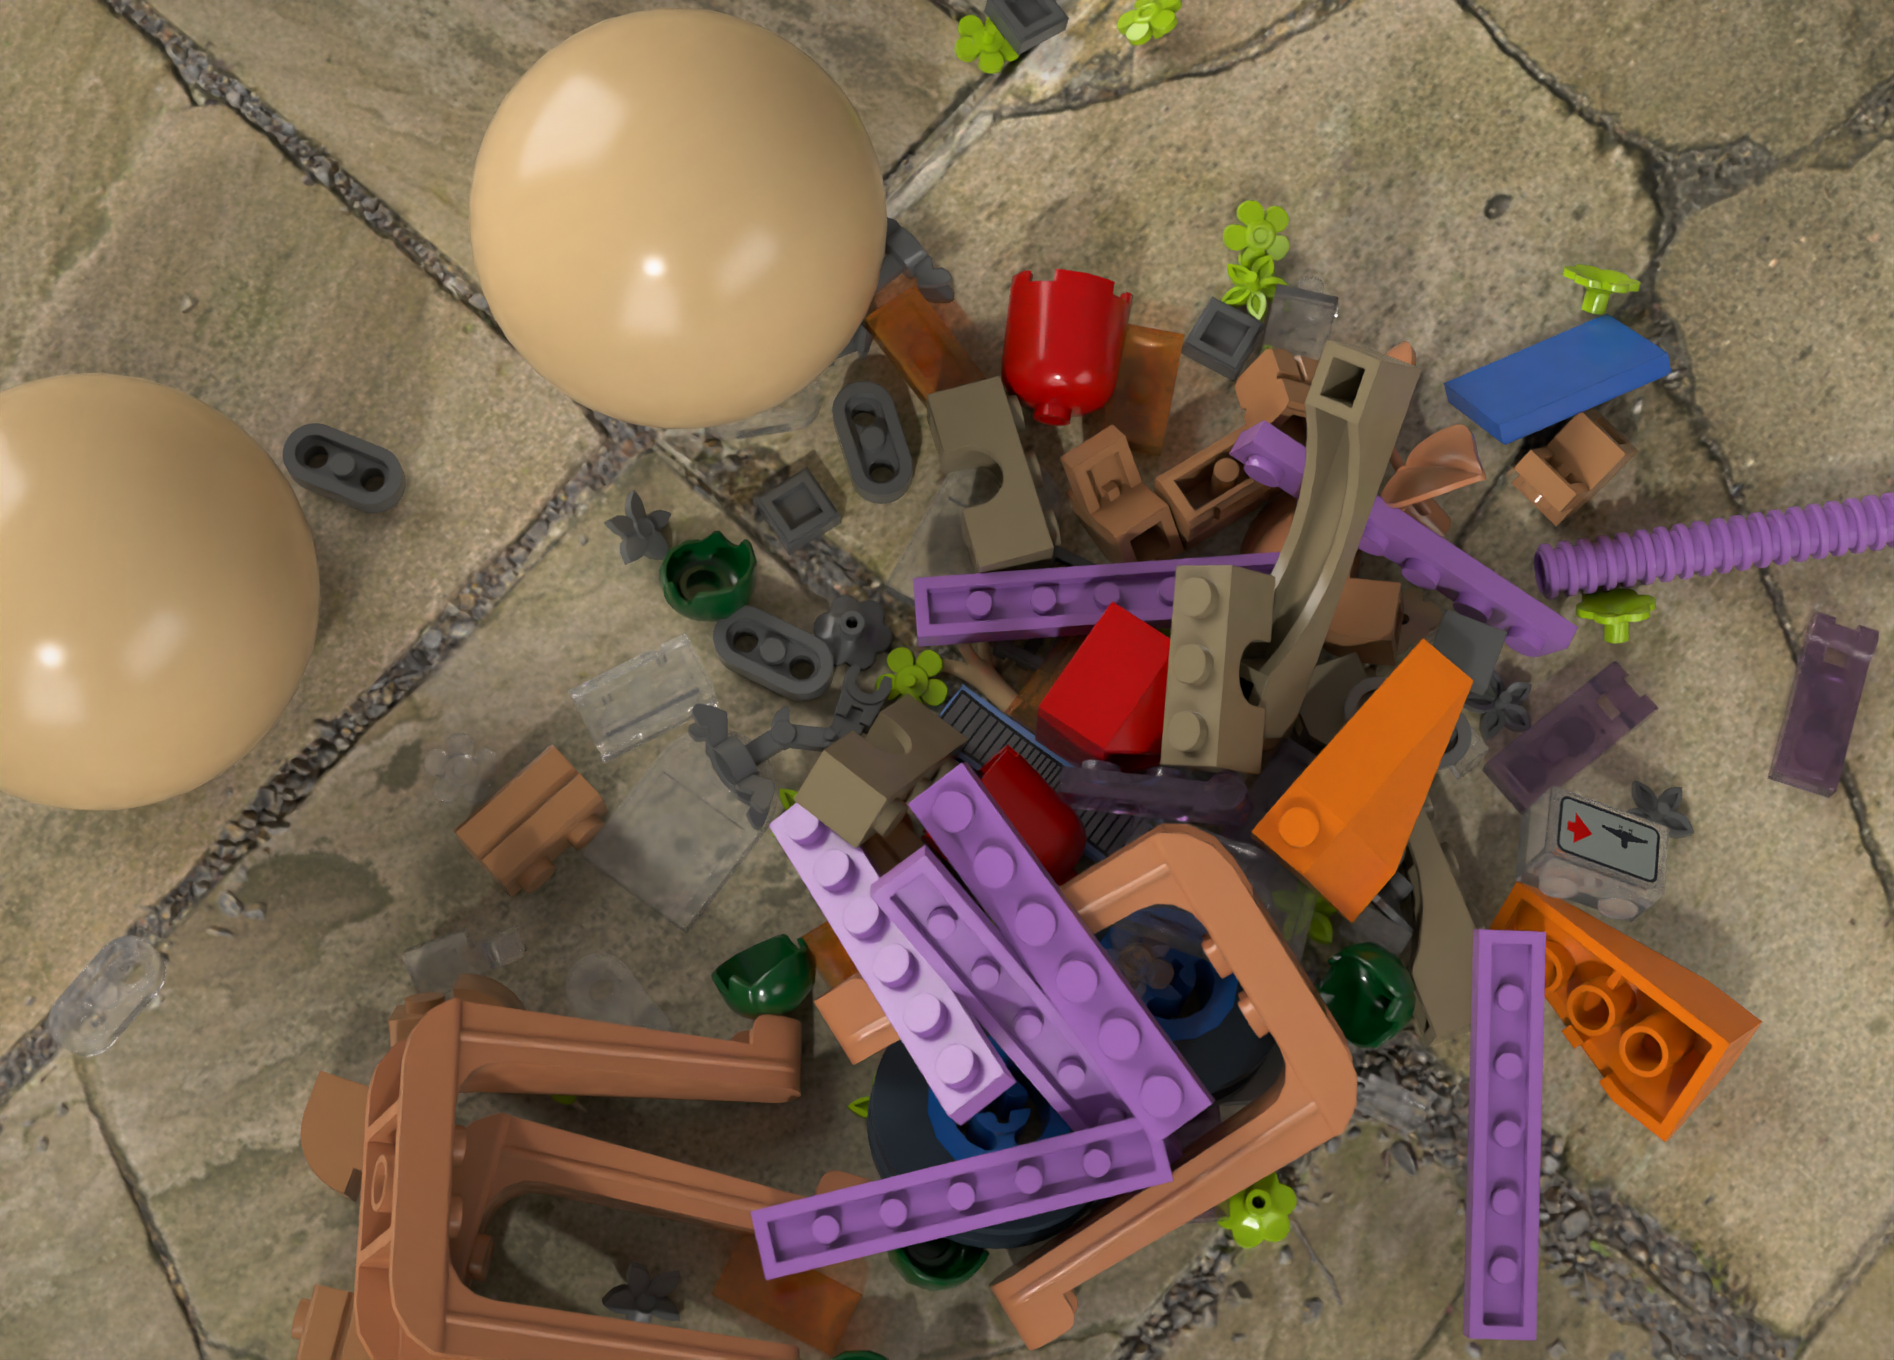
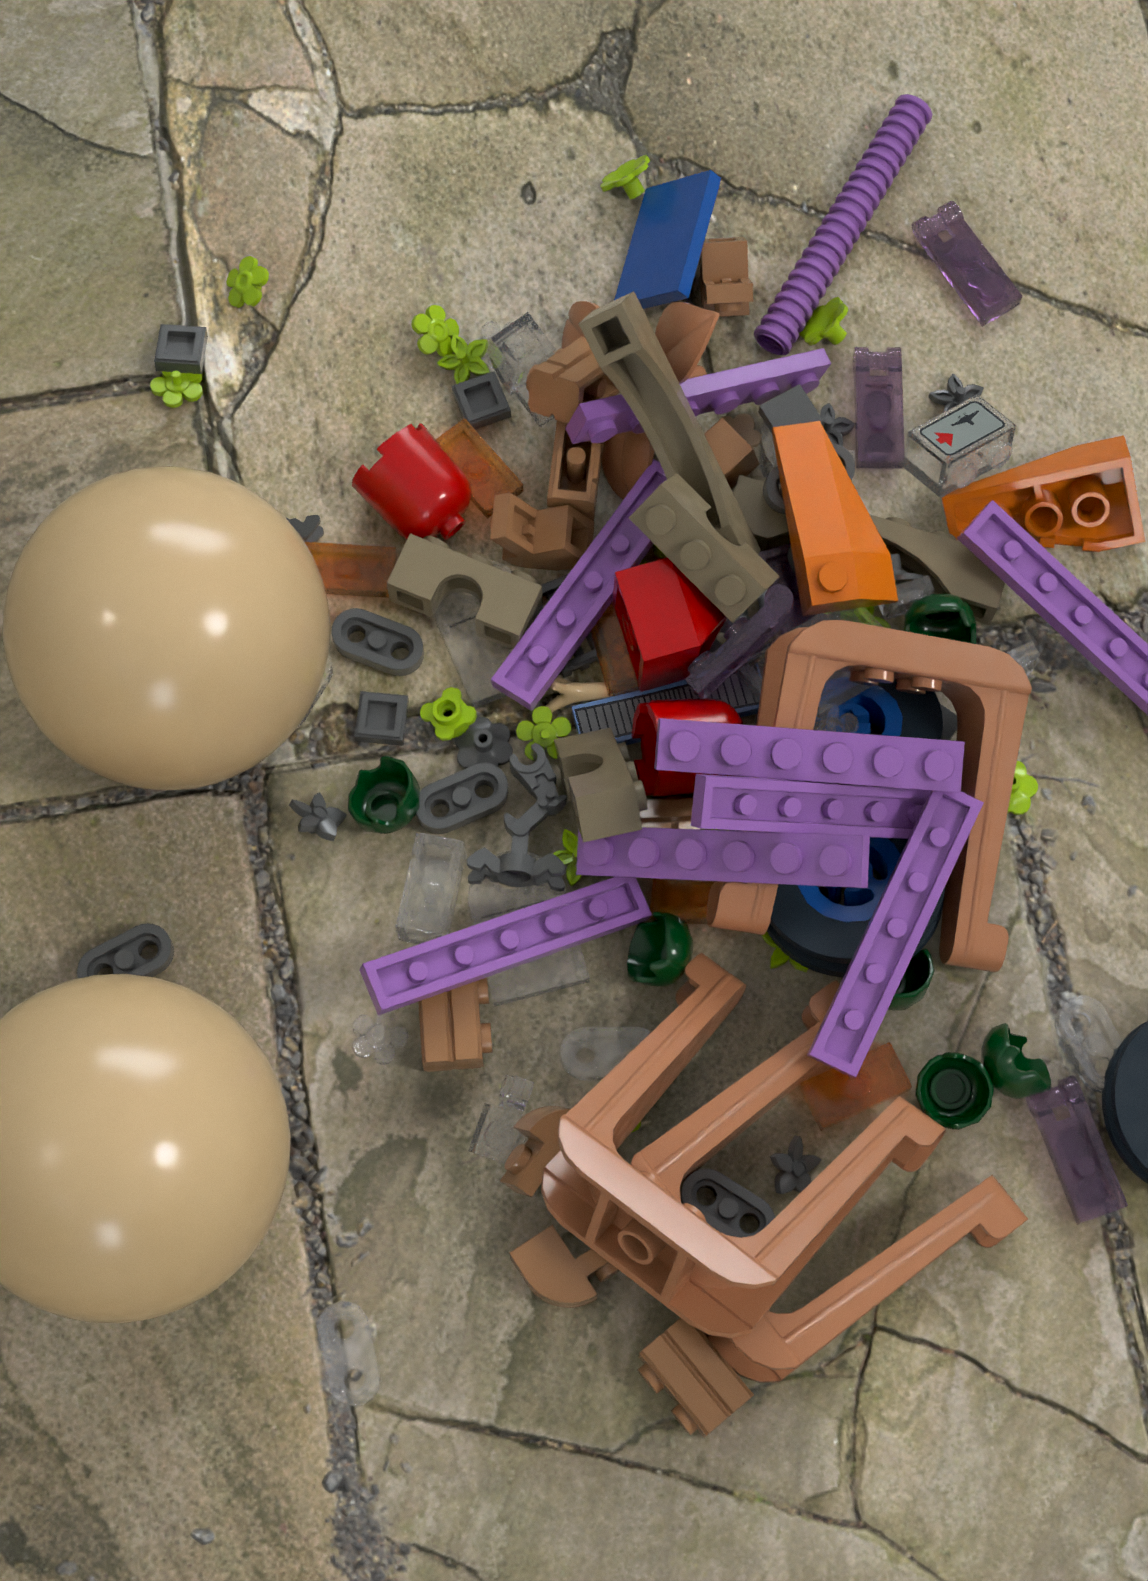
camera: 50 degrees left, 0 degrees up
(549, 1262) = (730, 1204): none -> dark grey plate
(638, 810) = (503, 943): none -> medium lavender plate
(847, 585) = (451, 726): none -> lime plate

